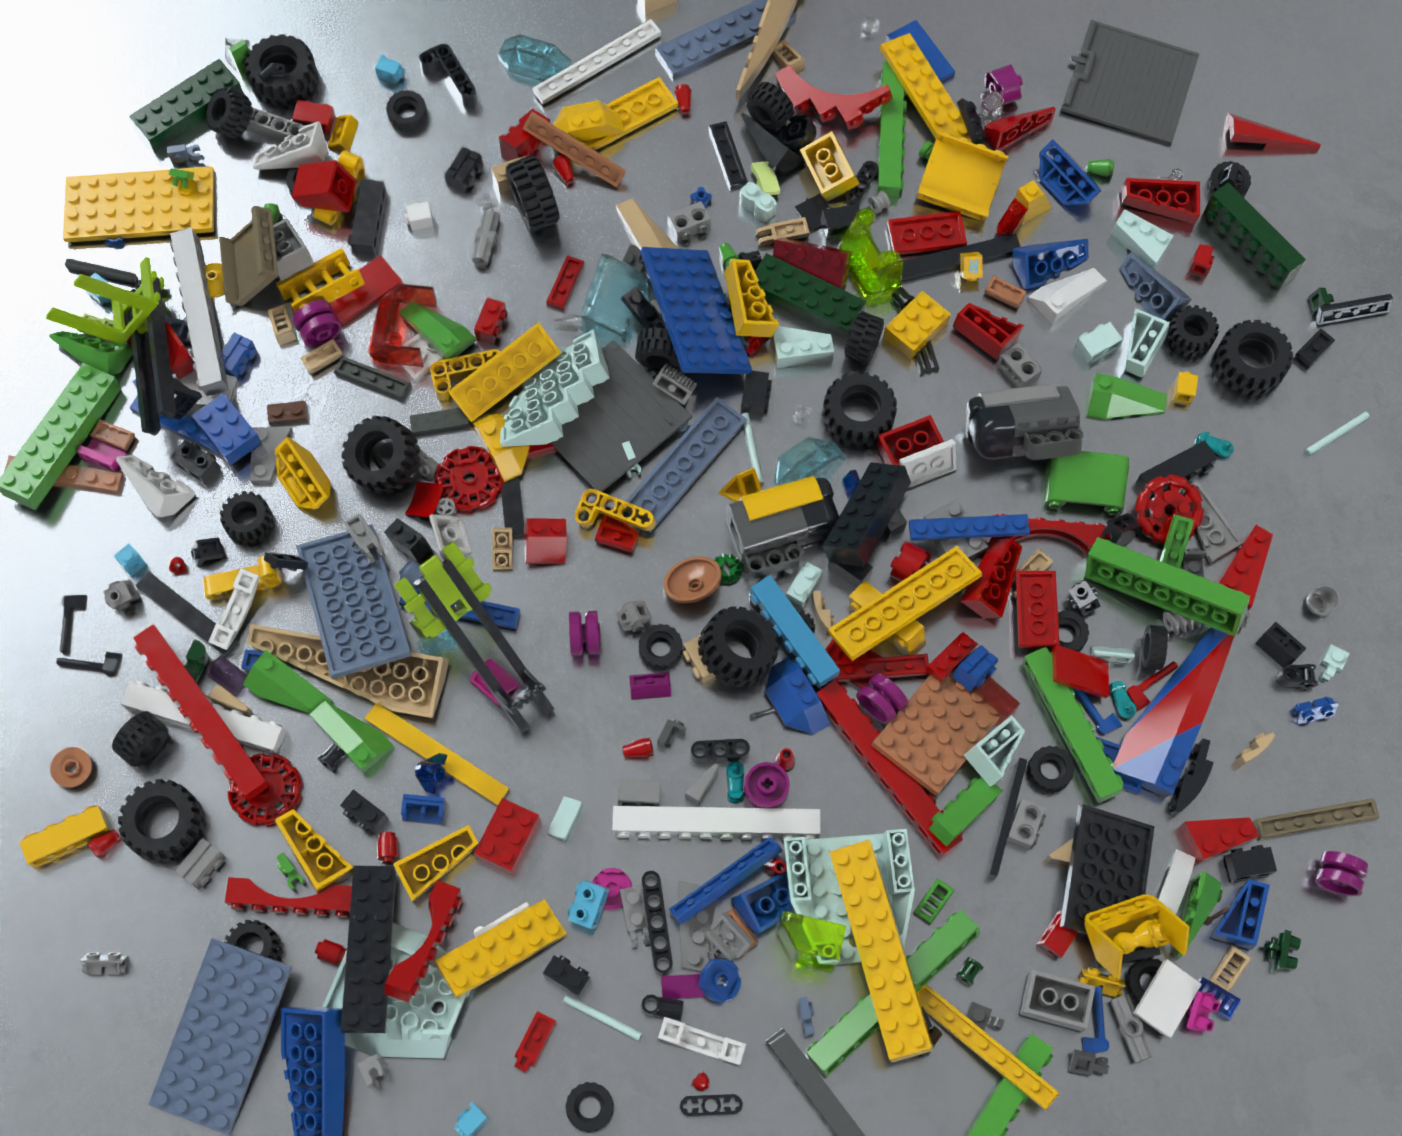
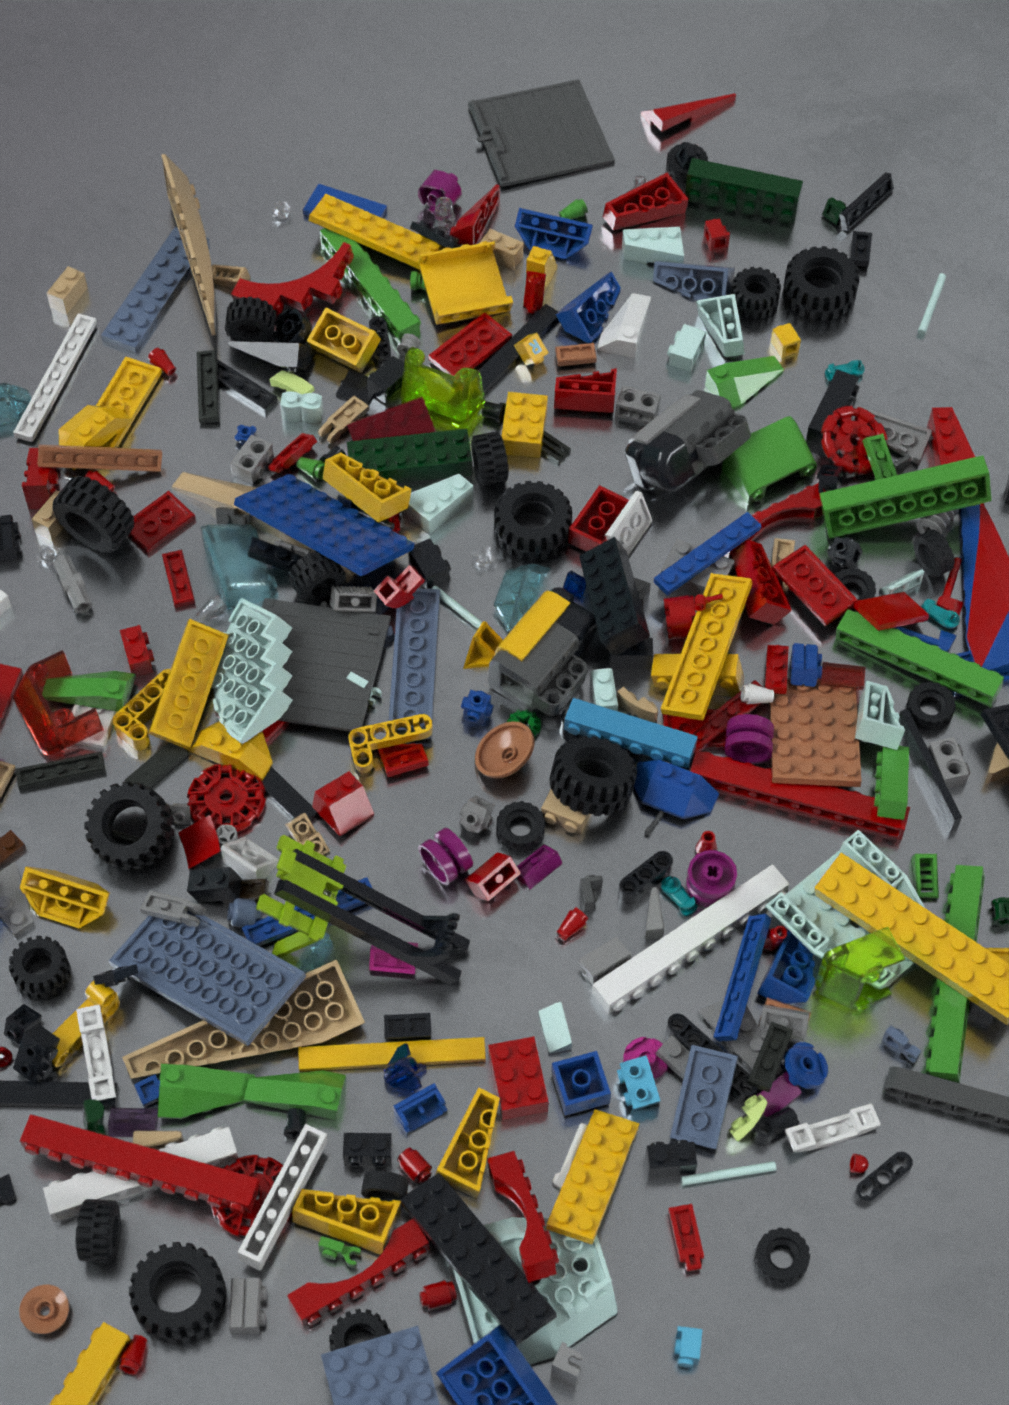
camera: 35 degrees left, 10 degrees down
(195, 581) = (36, 1053): none -> black brick
(275, 805) = (282, 1197): none -> white brick
(352, 848) = (384, 1185): none -> black tyre
(460, 742) = (407, 1025): none -> black hinge
(547, 873) = (580, 1083): none -> blue brick
(585, 227) = (160, 521): none -> red tile
(607, 671) = (492, 876): none -> red brick
(625, 949) = (704, 1096): none -> sand blue plate
(651, 985) = (753, 1109): none -> yellowish green slope
(696, 954) = (770, 1056): none -> pearl dark grey tile
(698, 536) = (477, 707): none -> blue brick
(702, 140) = (208, 386): none -> pearl dark grey tile
(711, 401) = (399, 591): none -> red brick
(722, 235) = (291, 454): none -> red hinge
(916, 667) = (756, 694): none -> white cone
(928, 563) = (700, 601): none -> red hand
(1017, 166) = (507, 250): none -> tan brick

